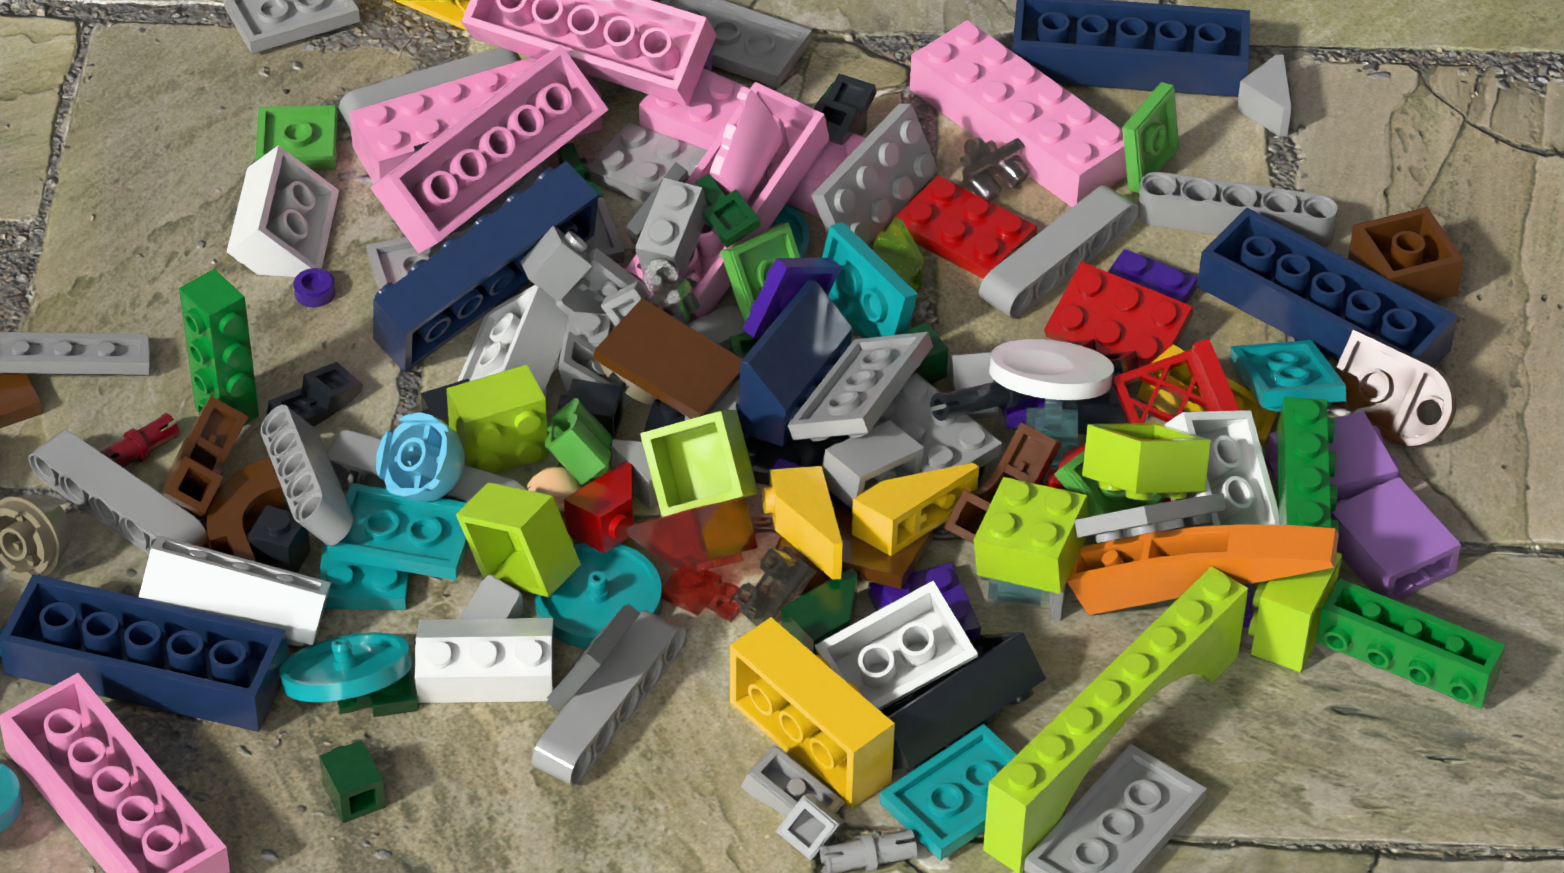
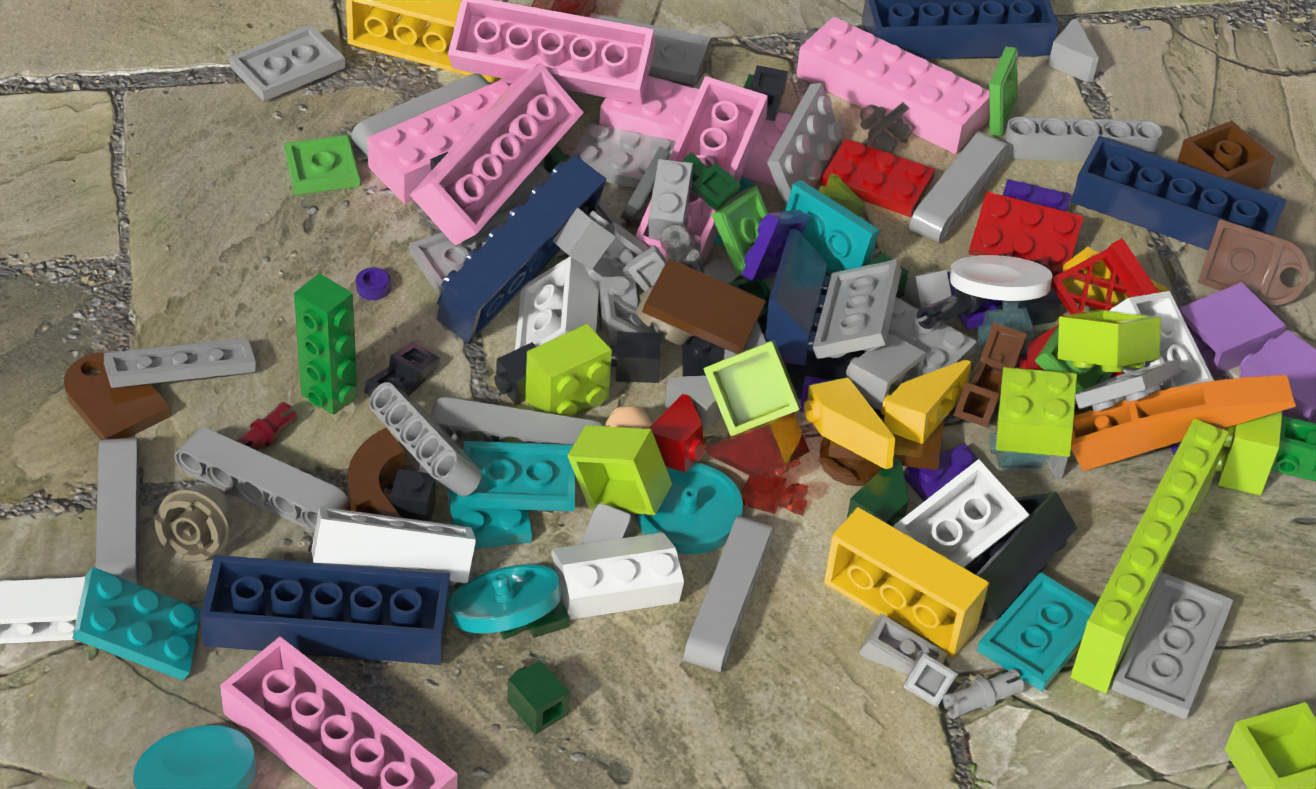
camera: 15 degrees left, 0 degrees up
(201, 458) = (324, 436): reddish brown arch -> none
(282, 216) = (331, 228): white slope -> none
(420, 458) = (522, 412): medium azure cylinder -> none
(579, 442) = (642, 382): bright green brick -> none
(592, 657) = (713, 561): dark grey tile -> none
(746, 147) = (717, 126): bright pink slope -> none
(782, 583) = (838, 484): clear smoke hips -> none
(1287, 371) = (1178, 261): teal plate -> none
(1306, 464) = (1223, 329): green brick -> none

